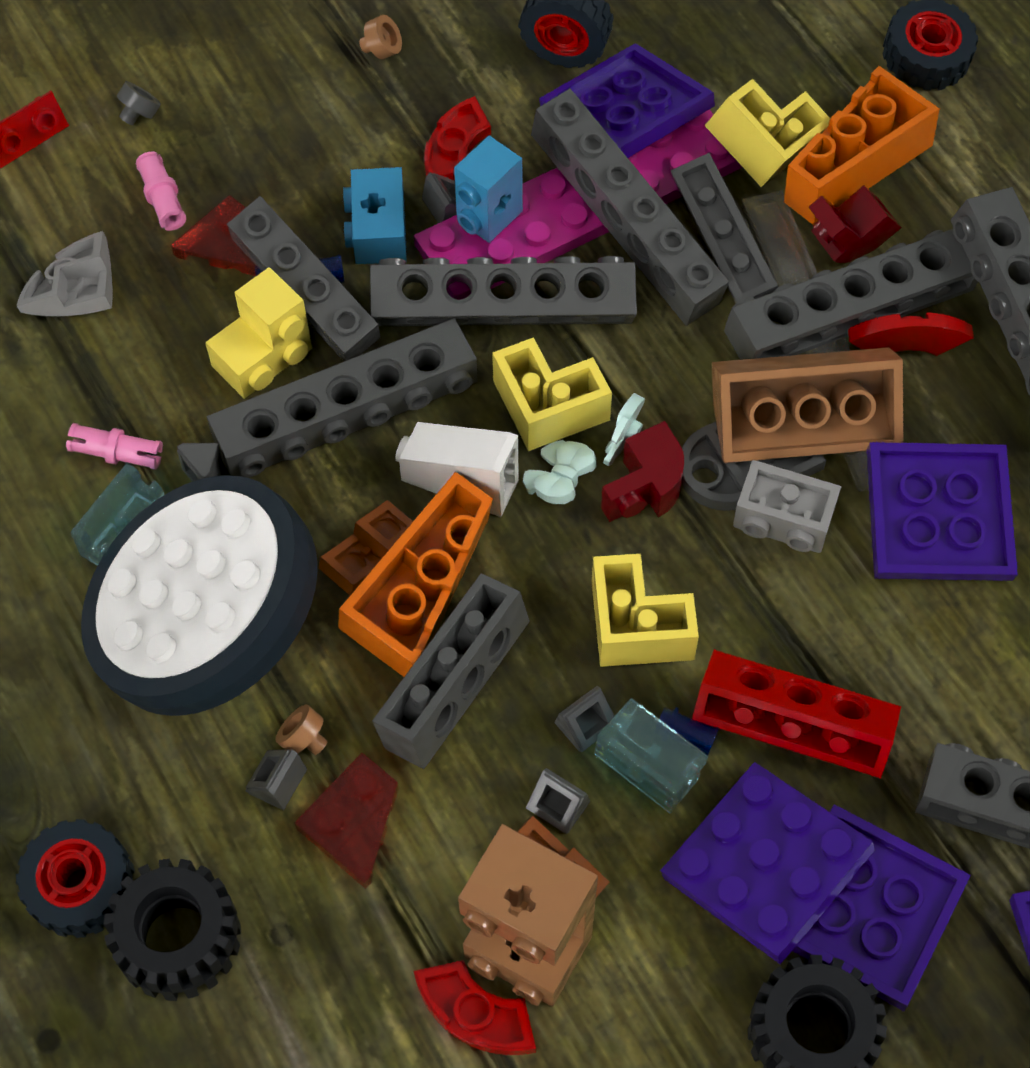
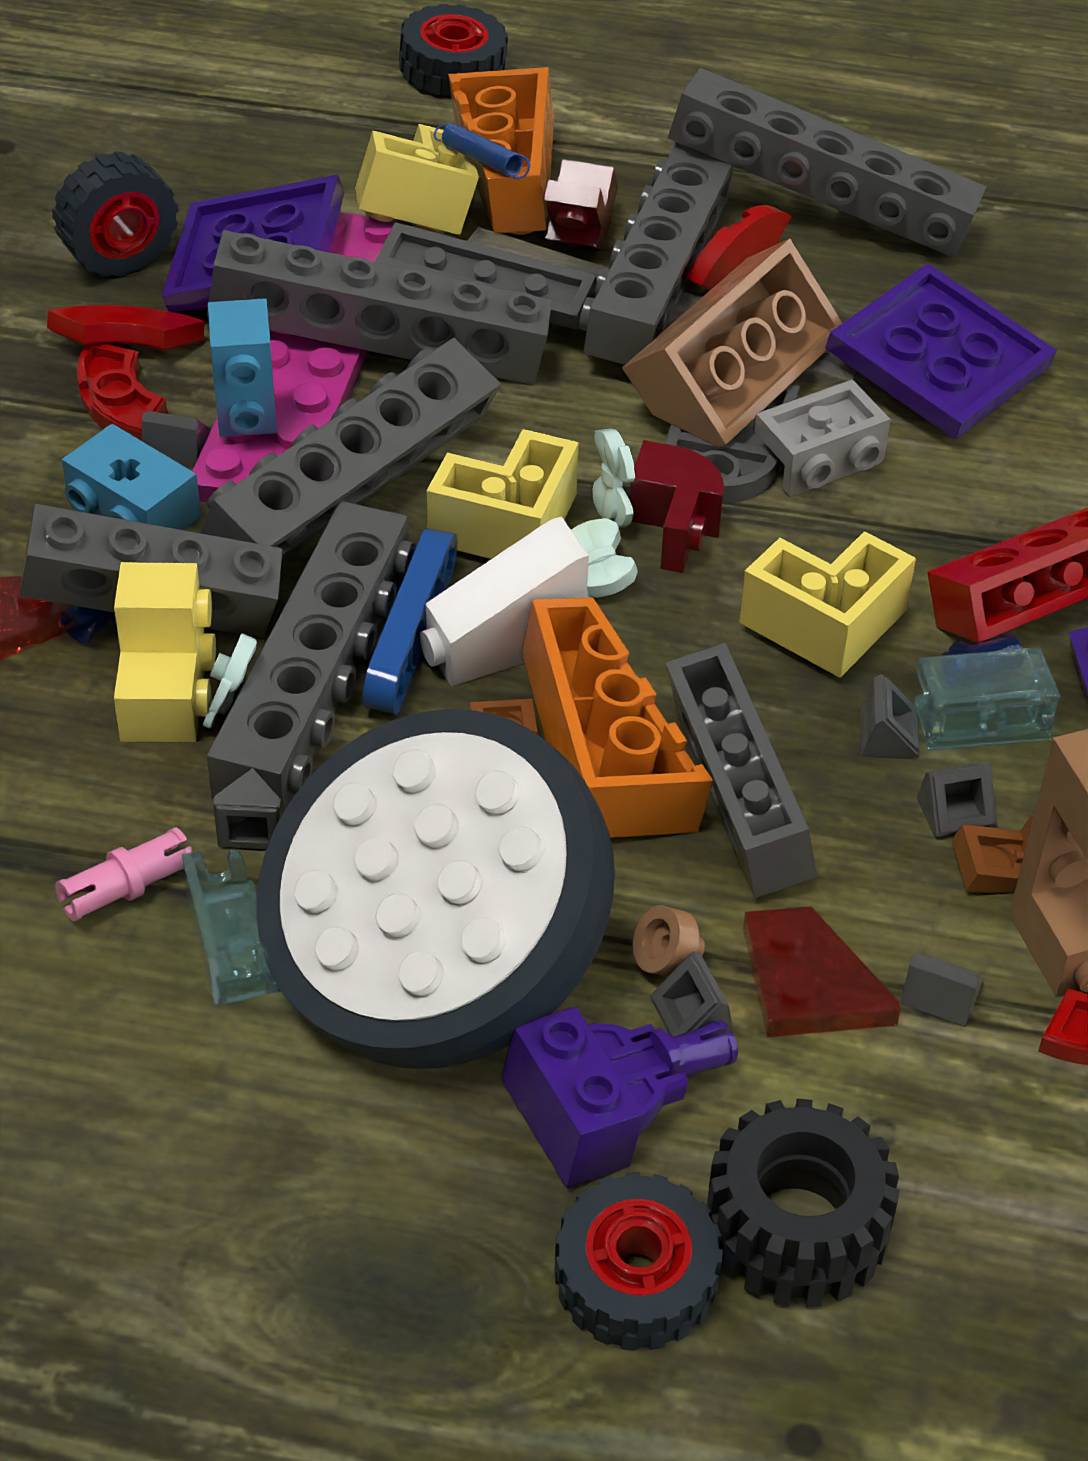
camera: 50 degrees left, 15 degrees down
(172, 775) = (602, 1085): none -> dark purple brick
(277, 376) = (231, 674): none -> light aqua piece
(409, 891) = (941, 988): none -> dark grey slope
(447, 407) = (399, 644): none -> blue beam
(500, 98) = (125, 325): none -> red tile
(805, 142) = (482, 150): none -> blue piece

